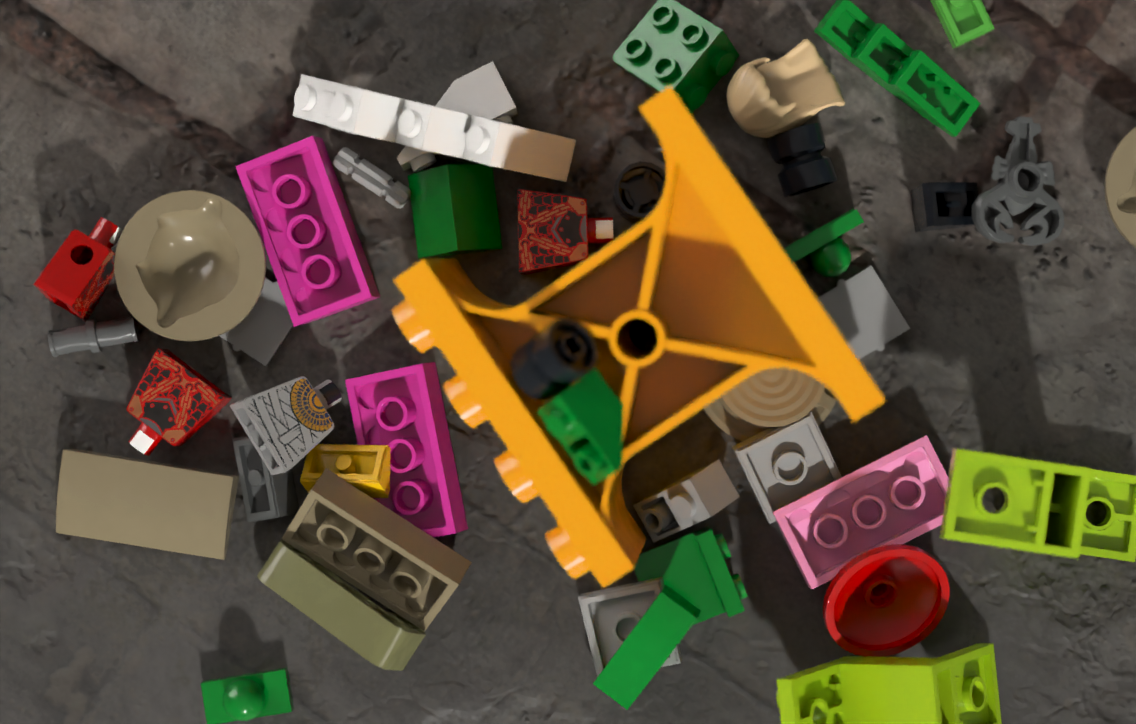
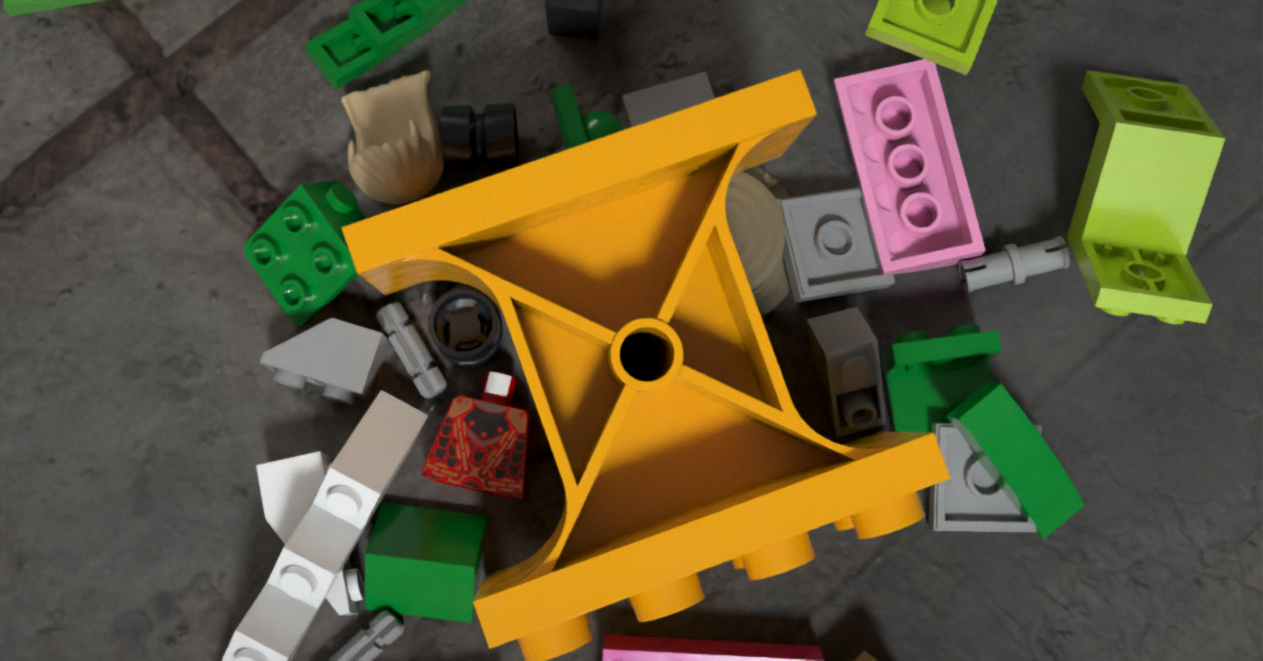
camera: 75 degrees left, 10 degrees down
(554, 359) = (646, 464): black wheel -> none
(588, 425) = (740, 443): green slope -> none
(594, 93) = (333, 356): none -> light grey slope
(616, 153) = (411, 350): none -> light grey axle
(808, 615) = (1013, 264): none -> light grey pin
(886, 600) = (1016, 170): red dish -> none

